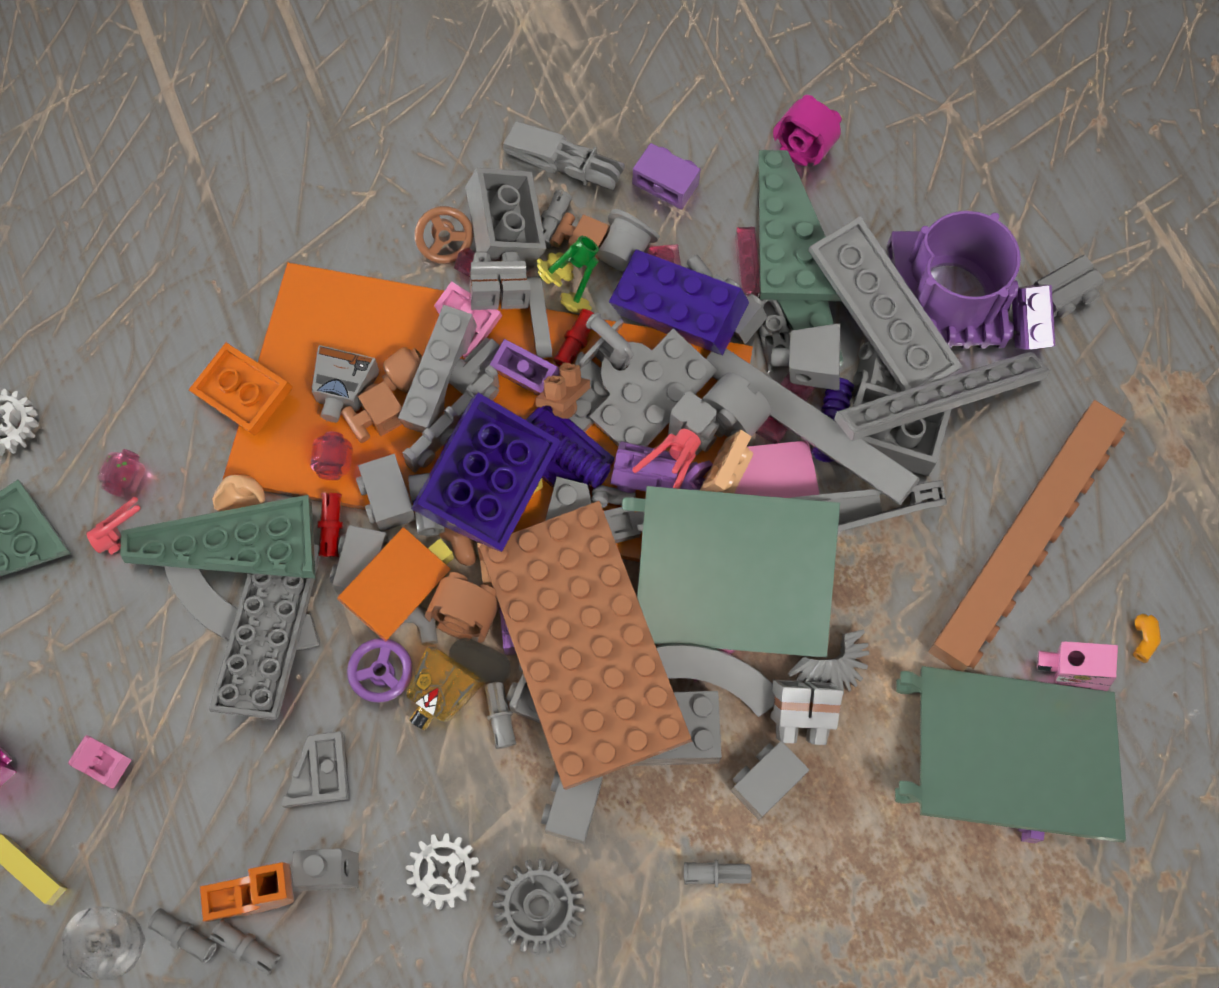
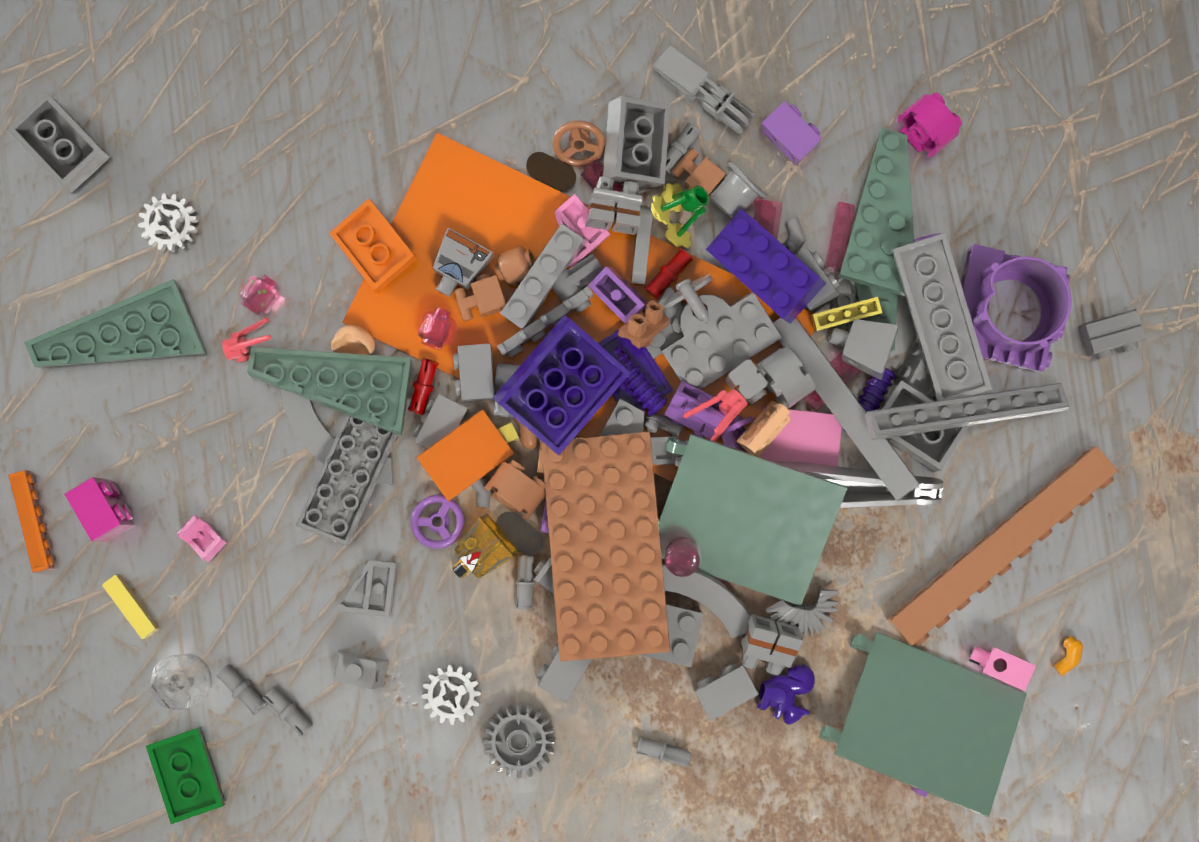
camera: 15 degrees right, 15 degrees up
(261, 891) = (305, 674): orange arch -> none
(421, 272) = (551, 171): none -> dark brown tile
(665, 629) = (682, 557): none -> clear pink head
(778, 332) = (846, 314): none -> light yellow piece
(834, 764) = (781, 691): none -> dark purple animal
(1033, 317) = (1071, 357): brick -> none

